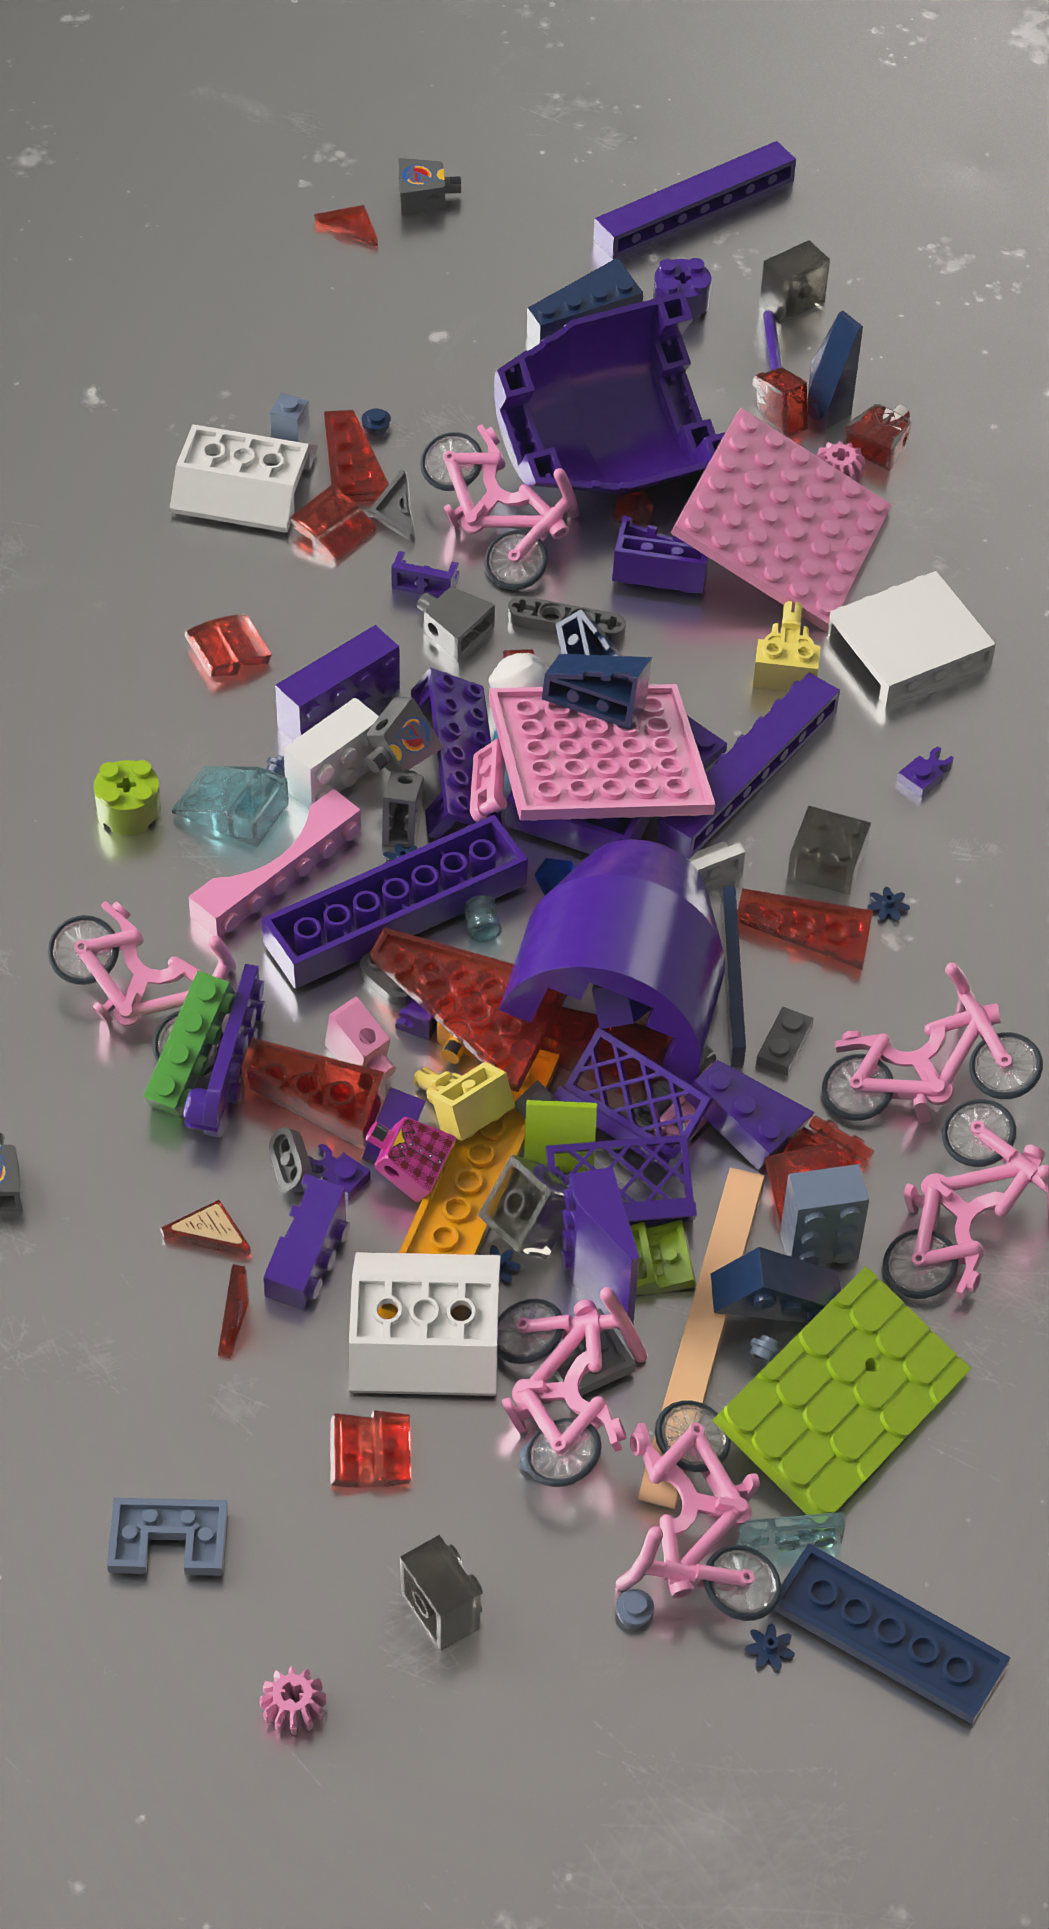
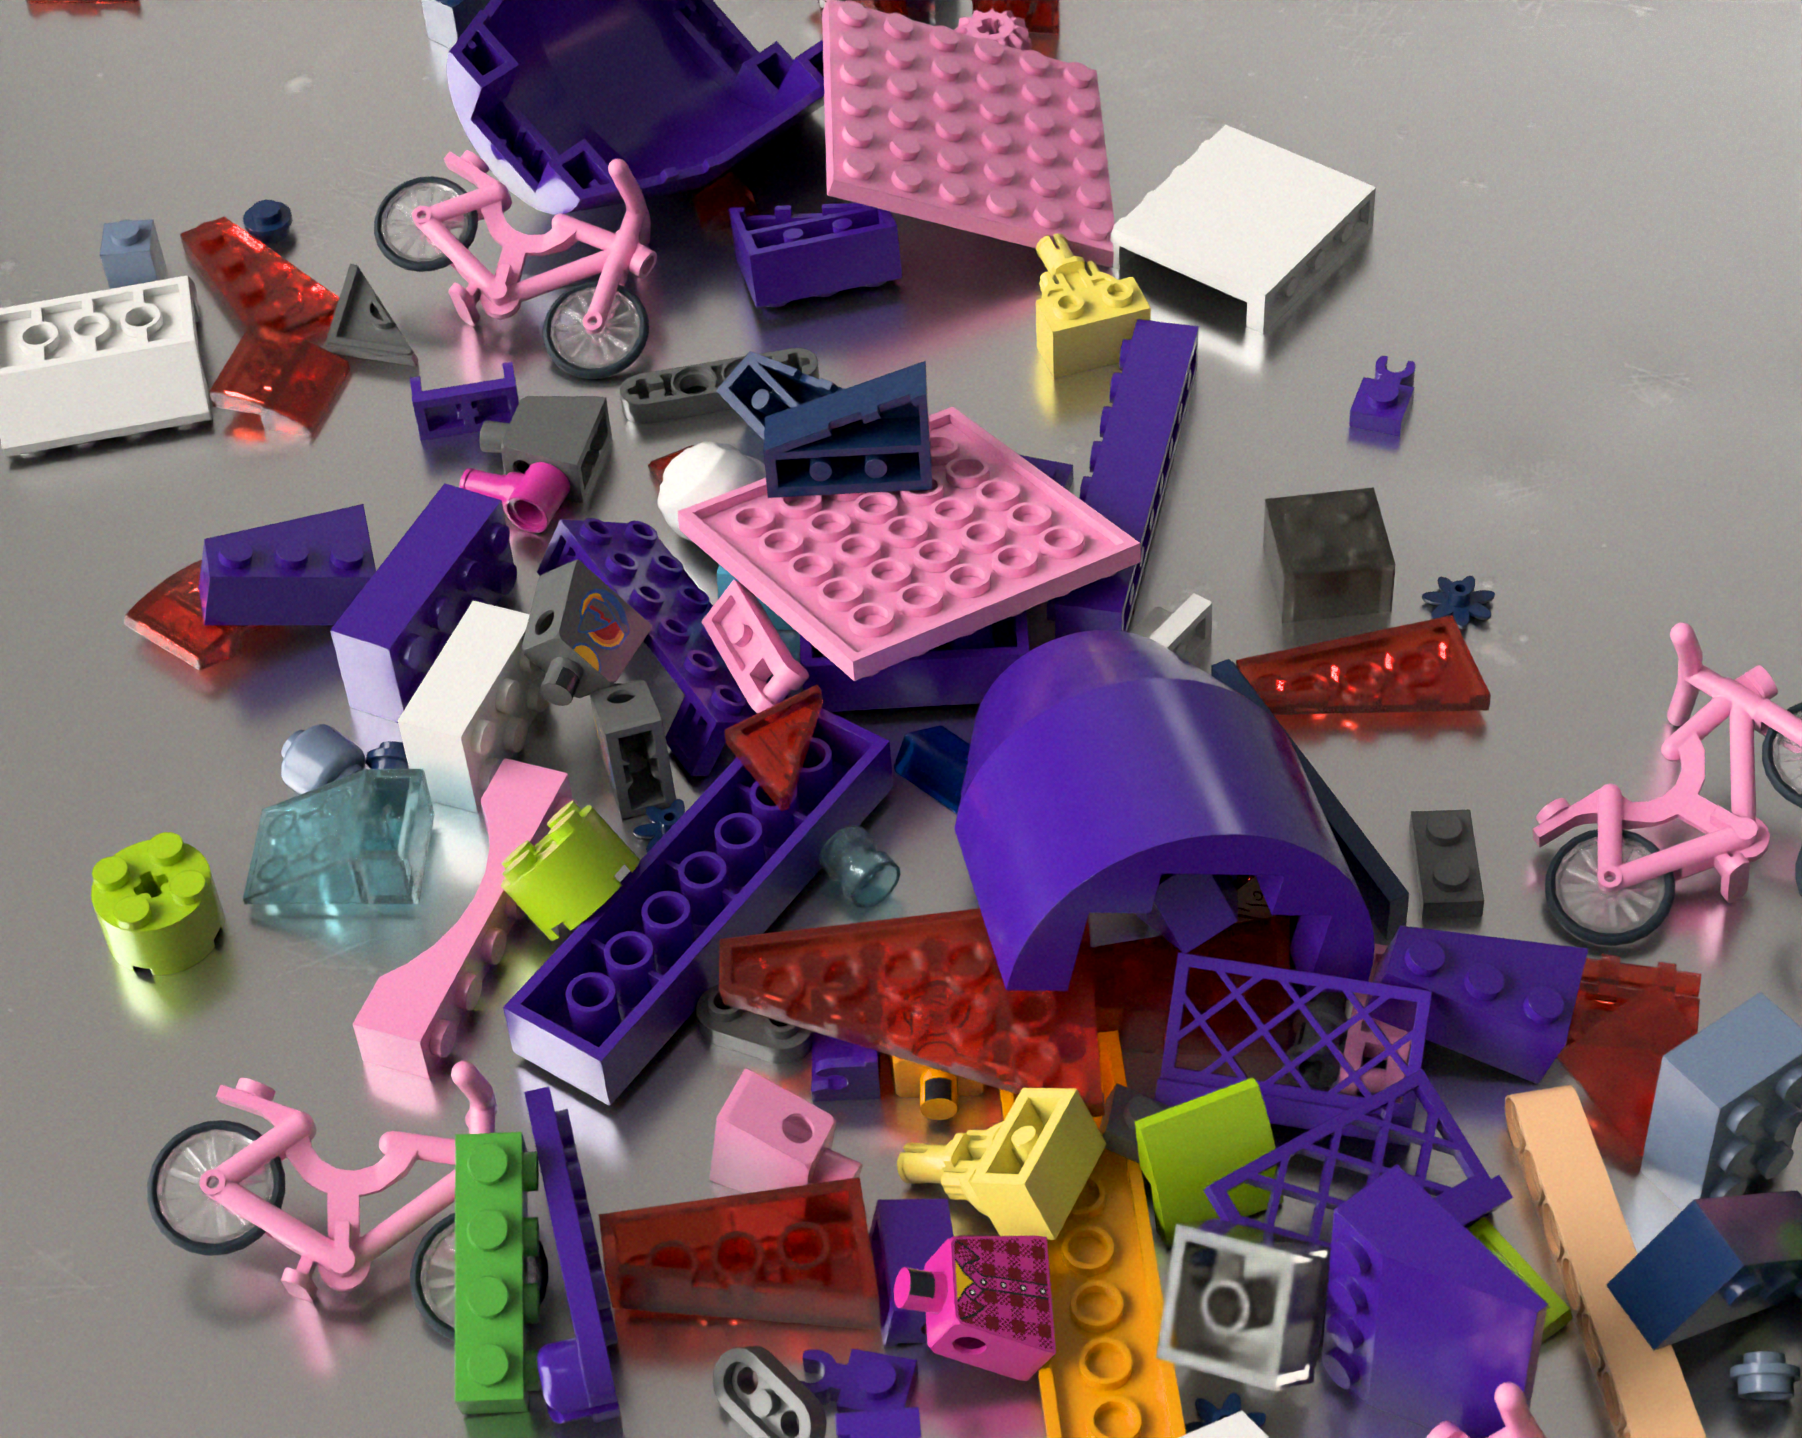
camera: 20 degrees left, 5 degrees down
(244, 750) = (319, 758): none -> sand blue head
(277, 639) = (287, 570): none -> dark purple wedge
(330, 861) = (567, 870): none -> lime brick
(425, 645) = (526, 498): none -> dark pink pin
(469, 836) = (777, 742): none -> clear red tile

